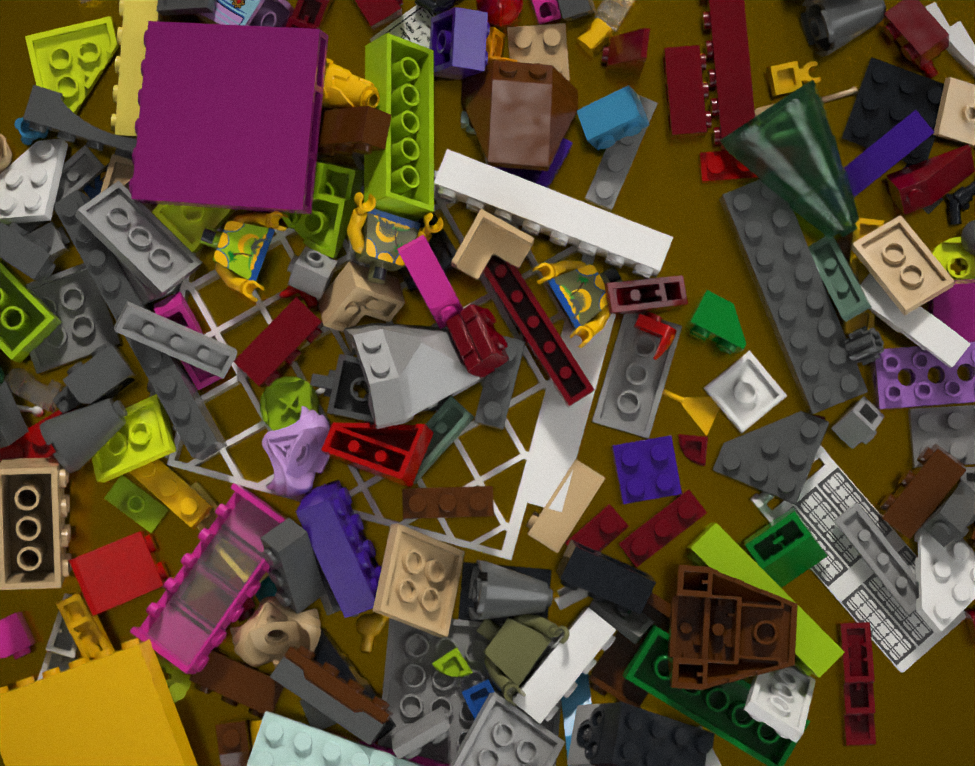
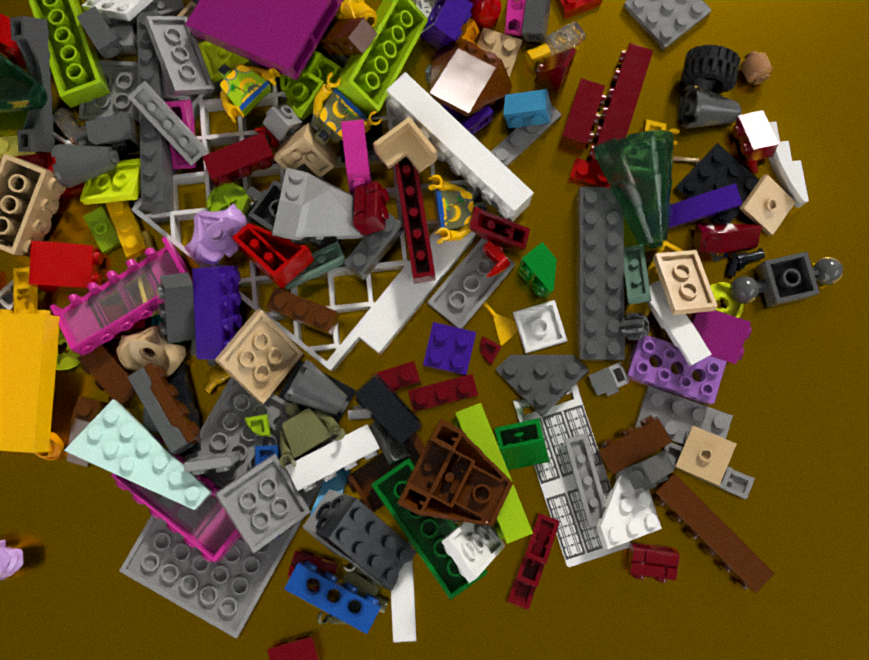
camera: 25 degrees right, 5 degrees down
(554, 527) = (370, 361): tan brick -> none

